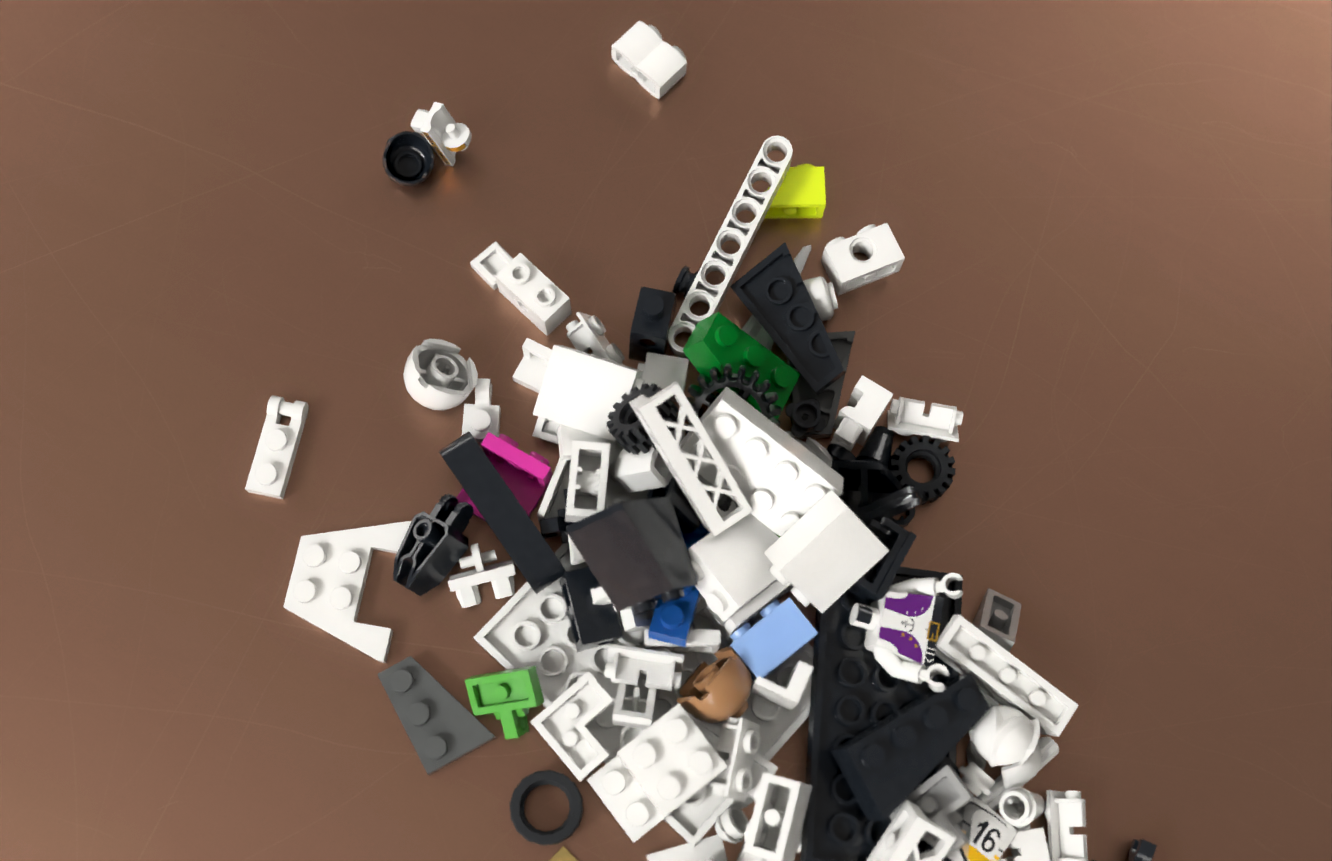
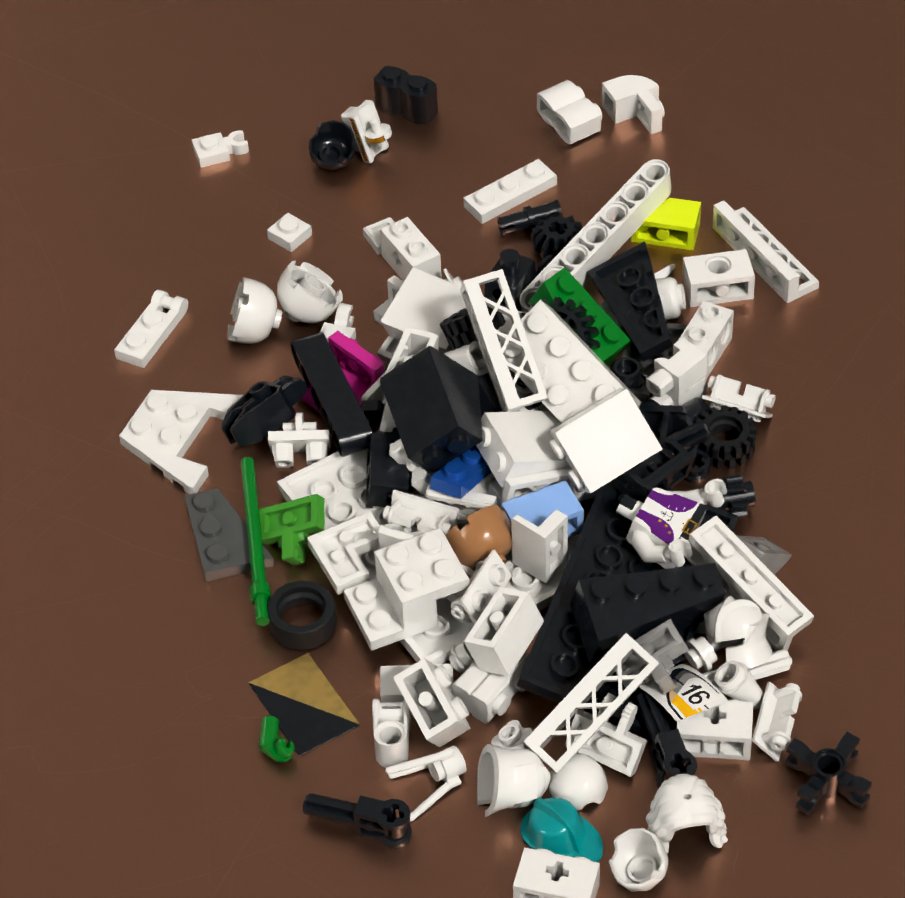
camera: 20 degrees right, 25 degrees down
(277, 180) = (216, 149): none -> white plate
(385, 413) = (253, 313): none -> white cylinder
(391, 281) = (289, 232): none -> white plate
(469, 70) = (405, 95): none -> black brick
(496, 793) = (259, 589): none -> green bar
(613, 177) = (510, 191): none -> white plate
(644, 214) = (527, 217): none -> black pin
(685, 228) = (553, 234): none -> black gear
(714, 26) = (633, 97): none -> white brick
(870, 346) = (710, 331): none -> white brick
(884, 209) = (765, 252): none -> white fence
(952, 550) = (739, 495): none -> black gear

